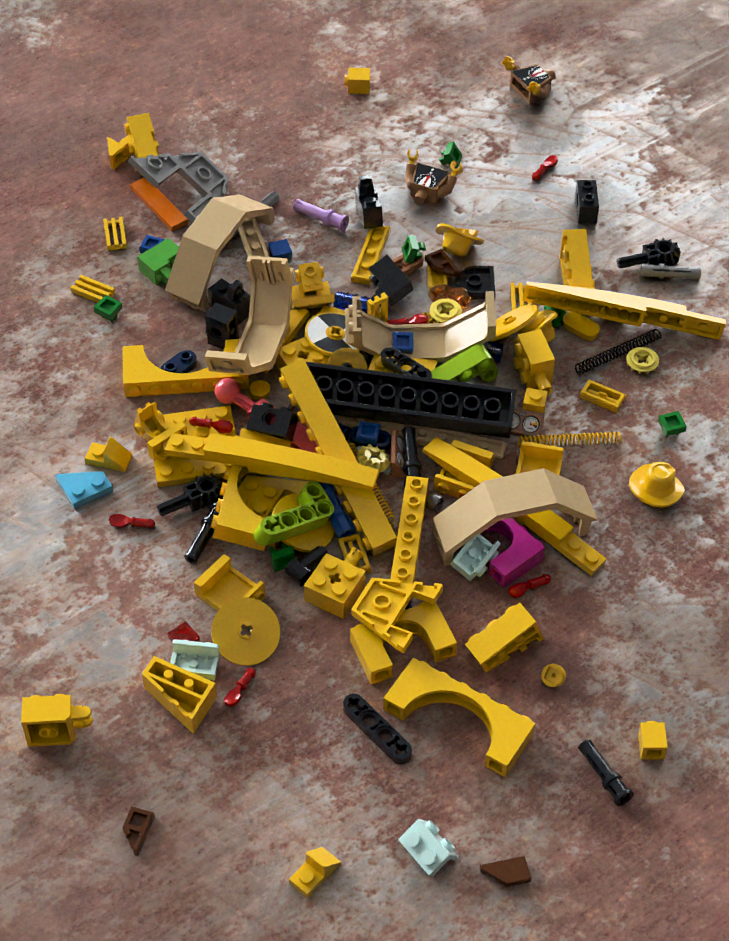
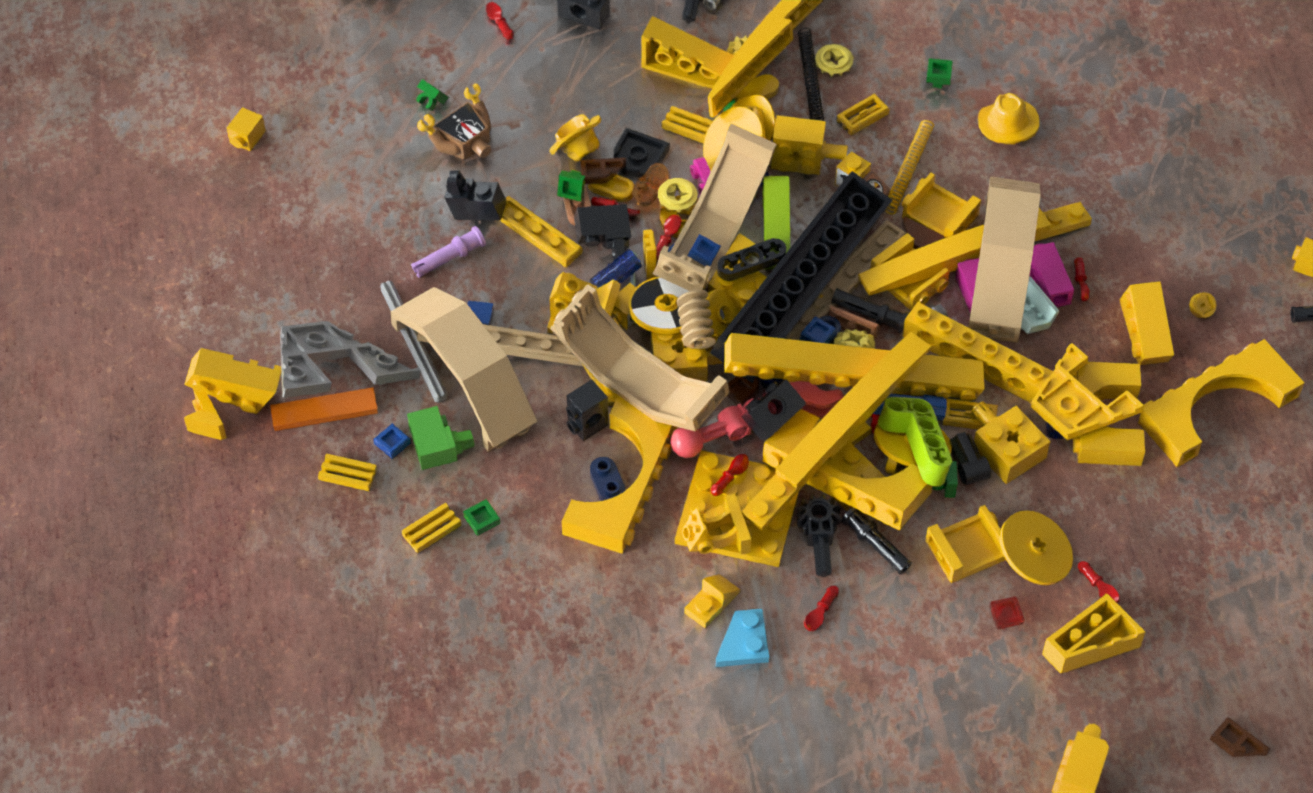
camera: 65 degrees left, 5 degrees up
(196, 657) = (1051, 609): light aqua bracket -> none
(230, 296) = (546, 387): black hinge -> none
(319, 344) = (695, 319): none -> tan piece
(377, 728) = (1204, 483): black beam -> none
(418, 284) = (599, 201): none -> red piece

